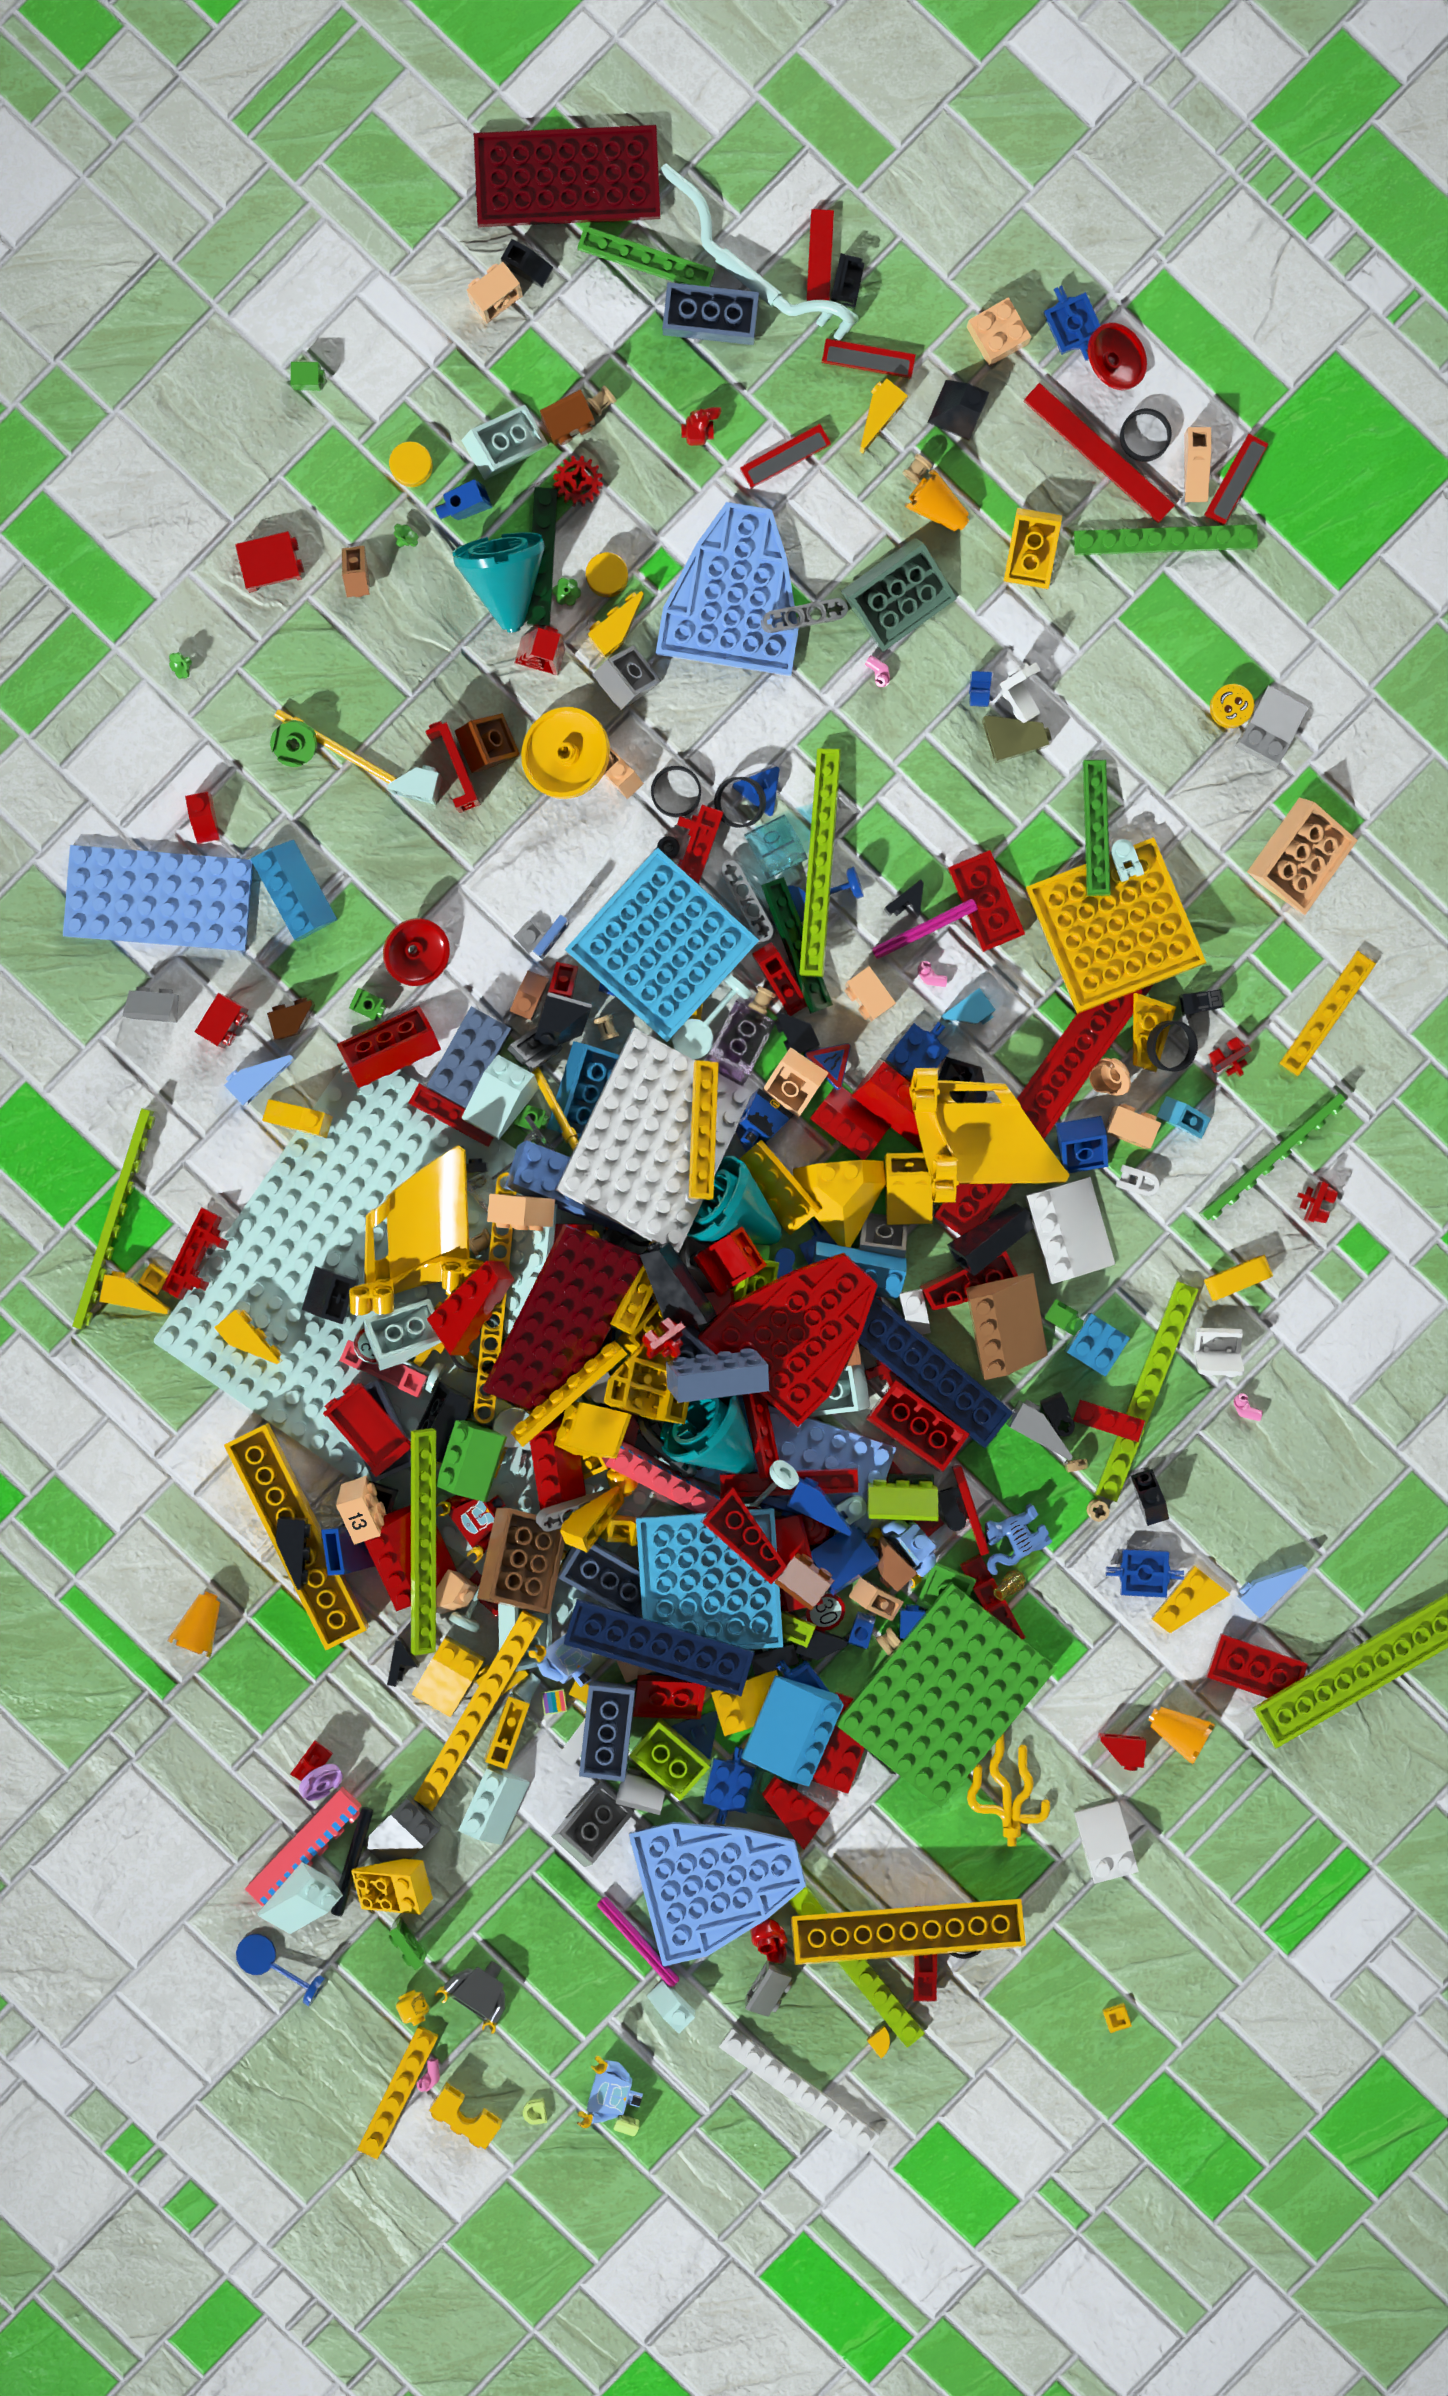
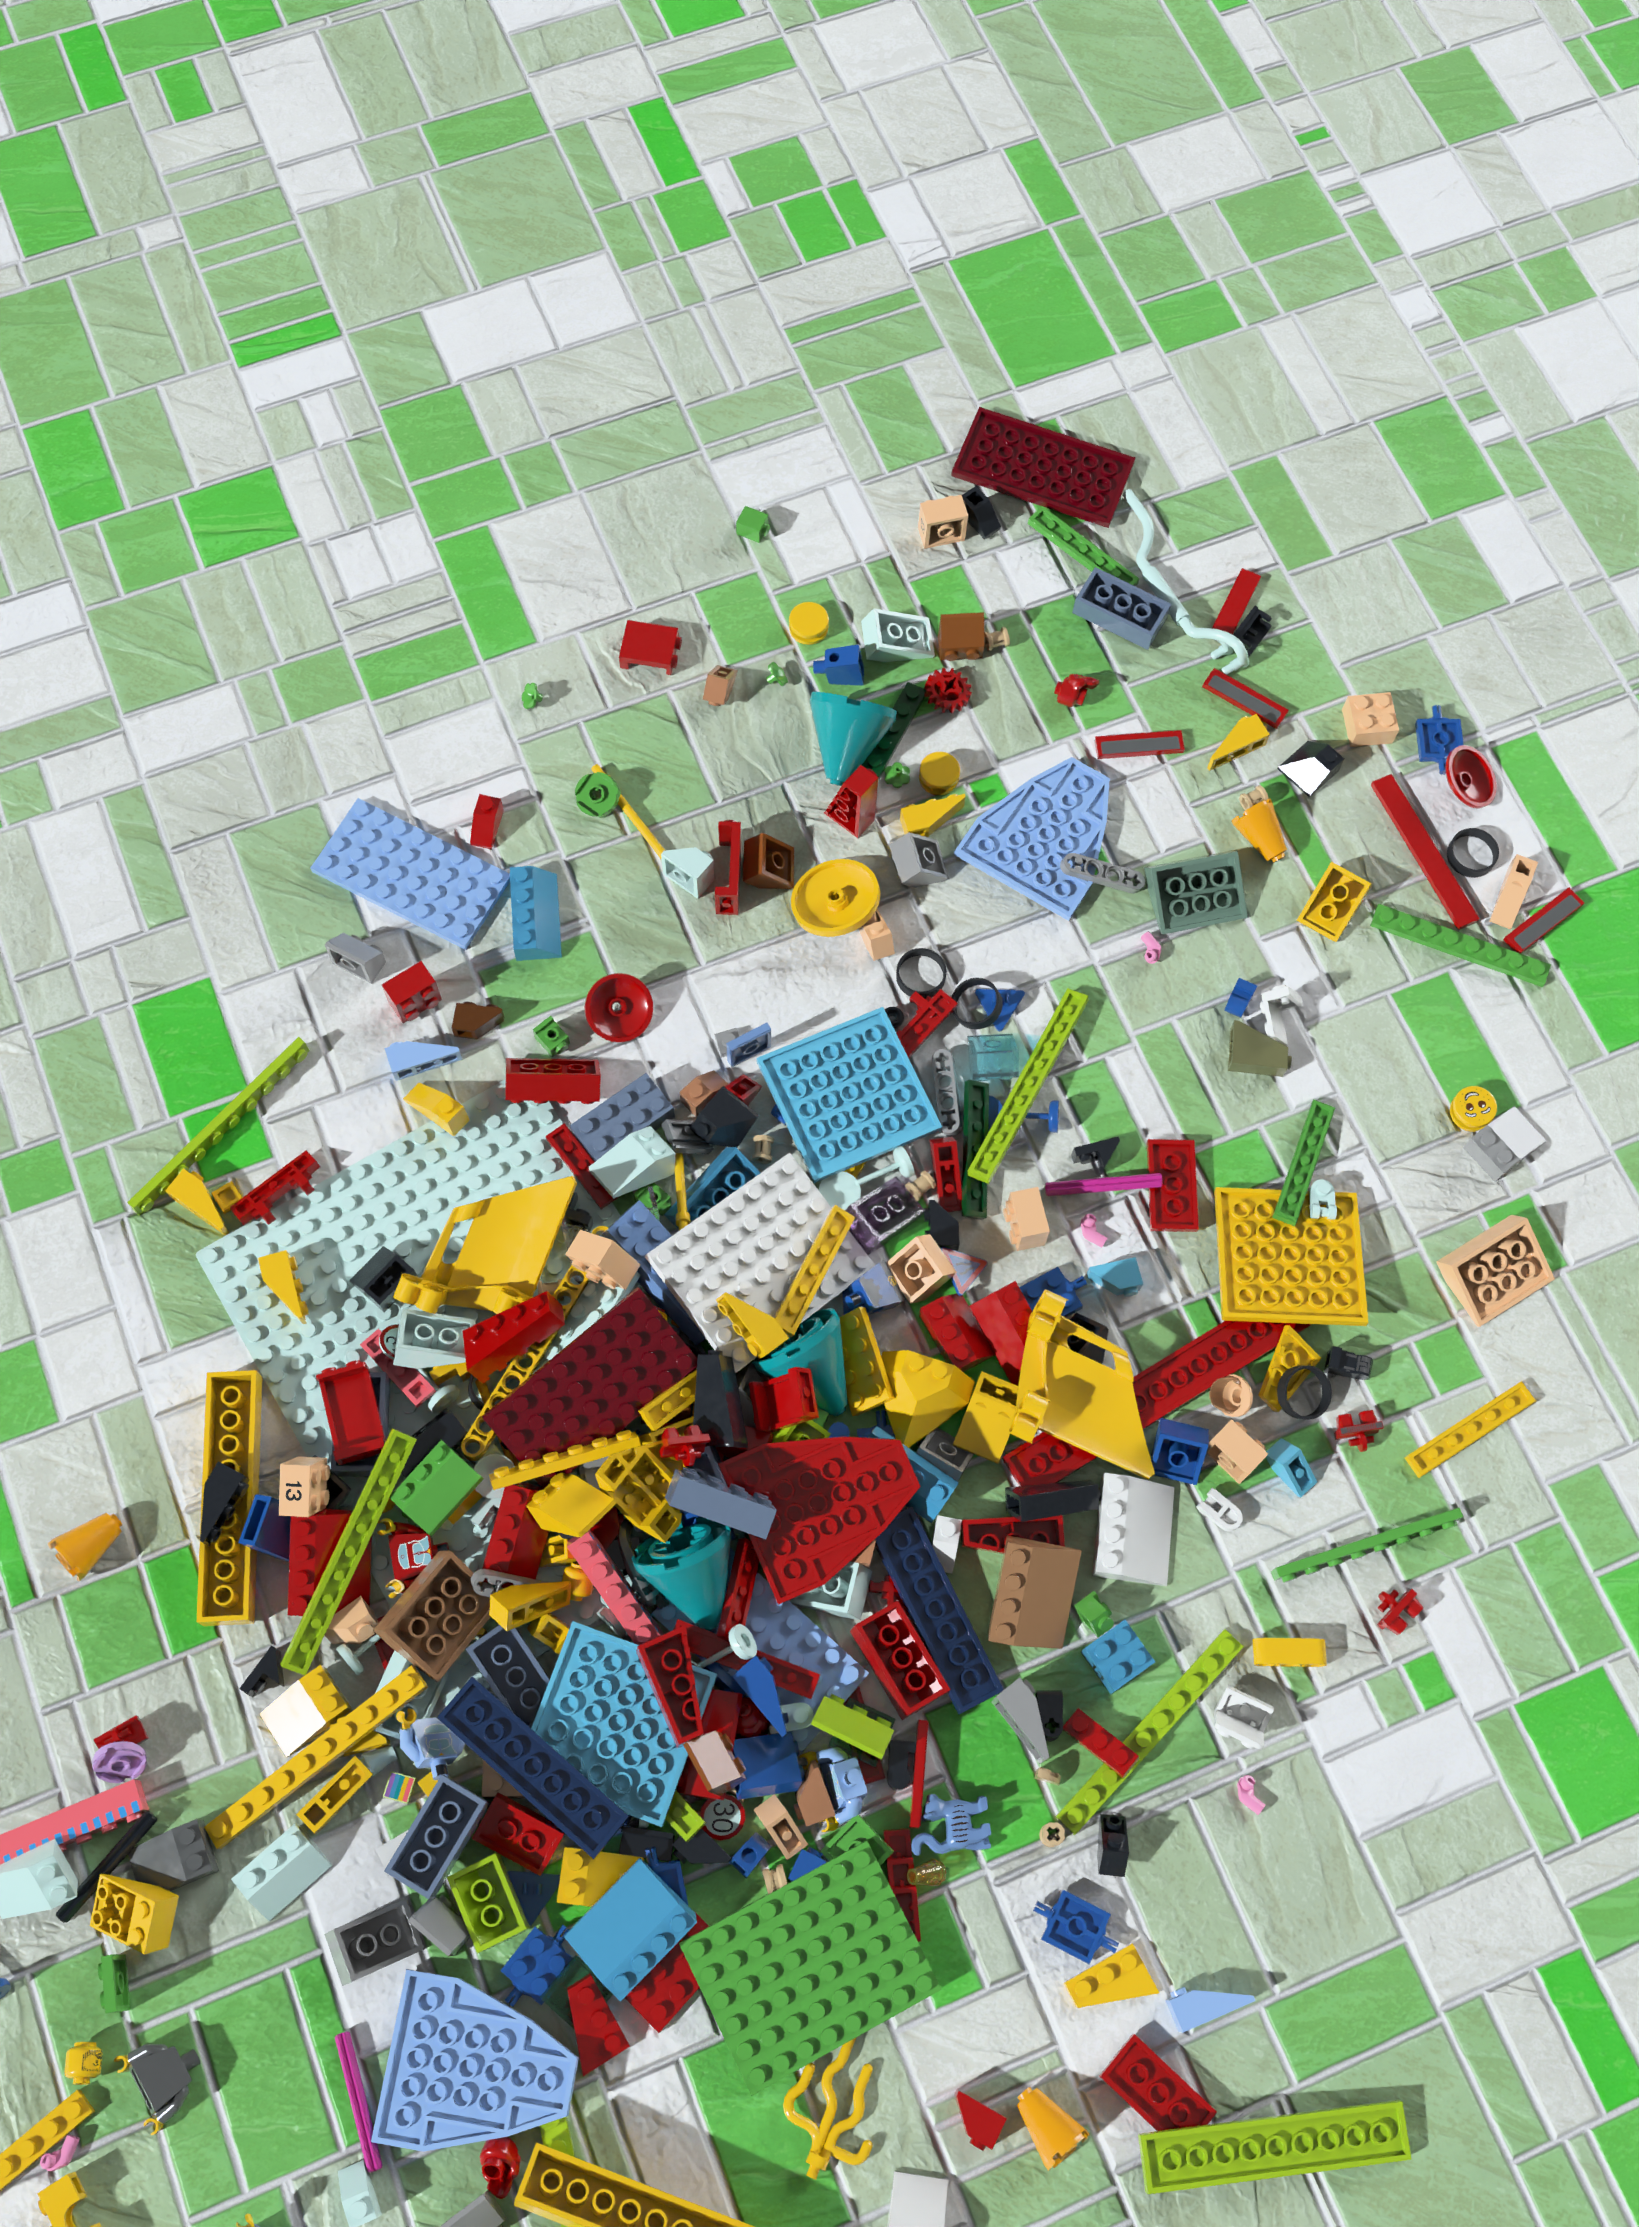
camera: 20 degrees right, 20 degrees down
(682, 1209) = (756, 1327): none -> yellow slope

